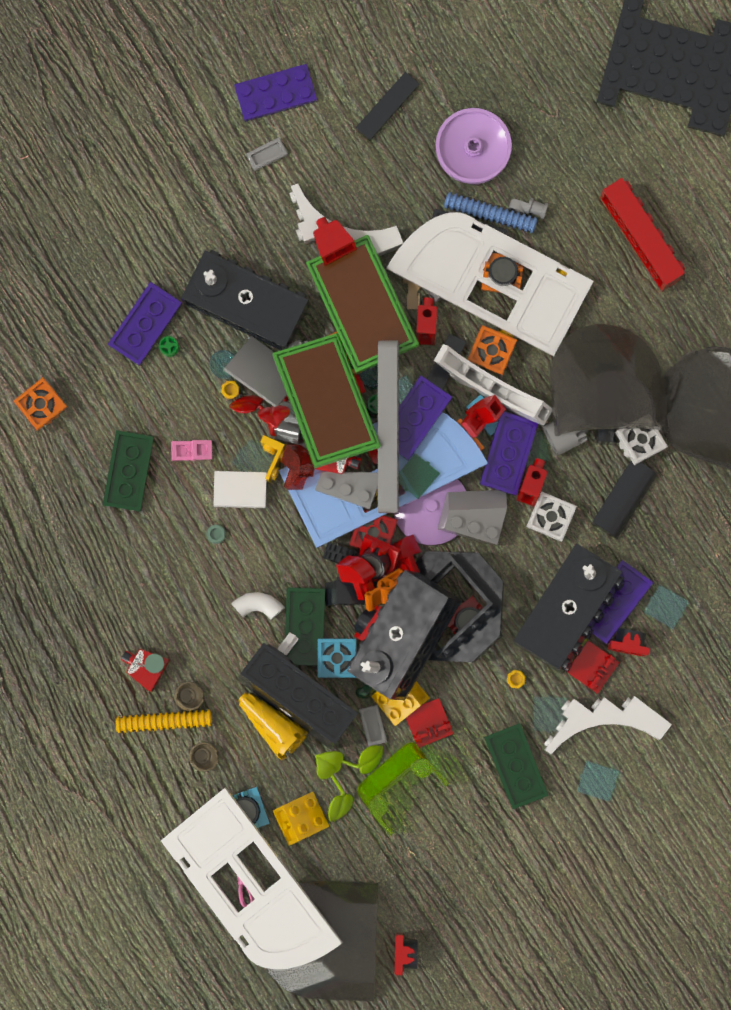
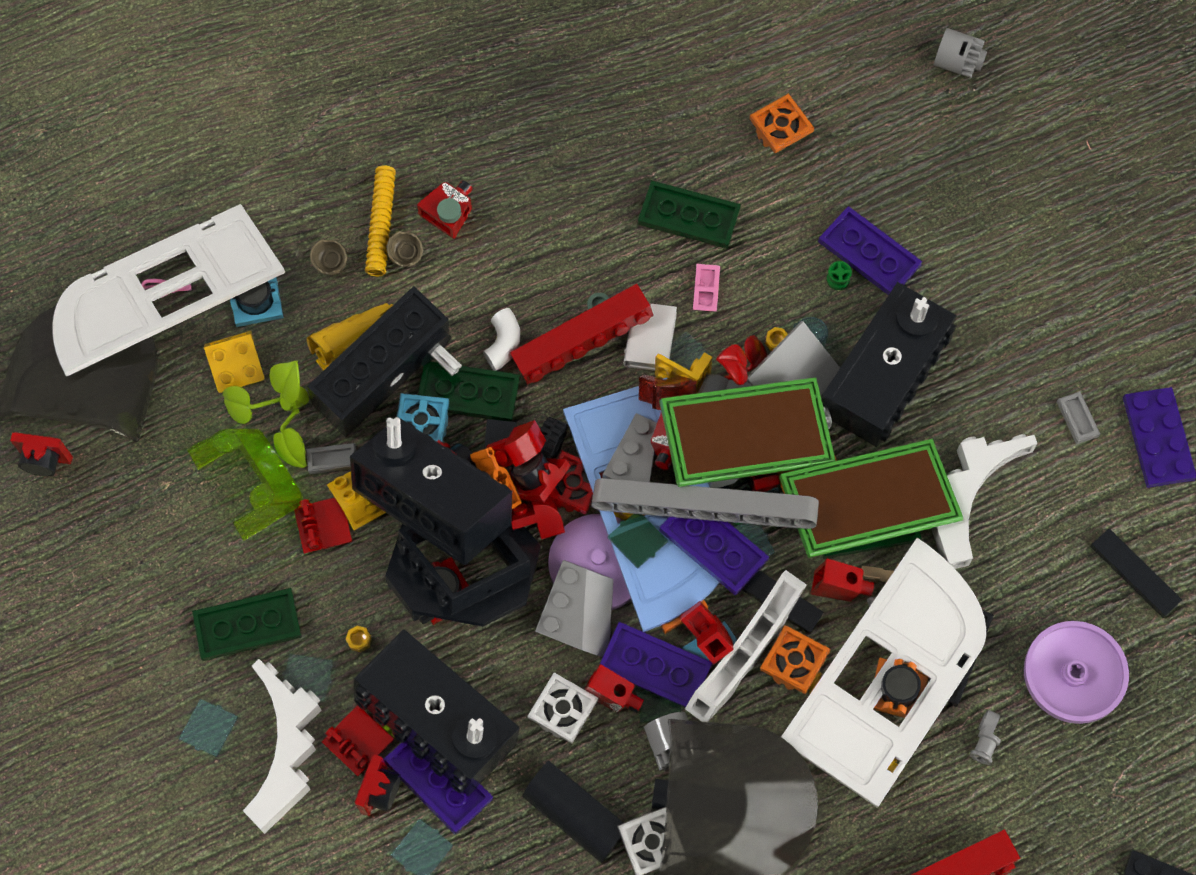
camera: 95 degrees right, 15 degrees down
(248, 542) = (582, 334): none -> red brick
(332, 240) = (956, 469): red torso -> none
(490, 212) = (983, 686): medium blue piece -> none

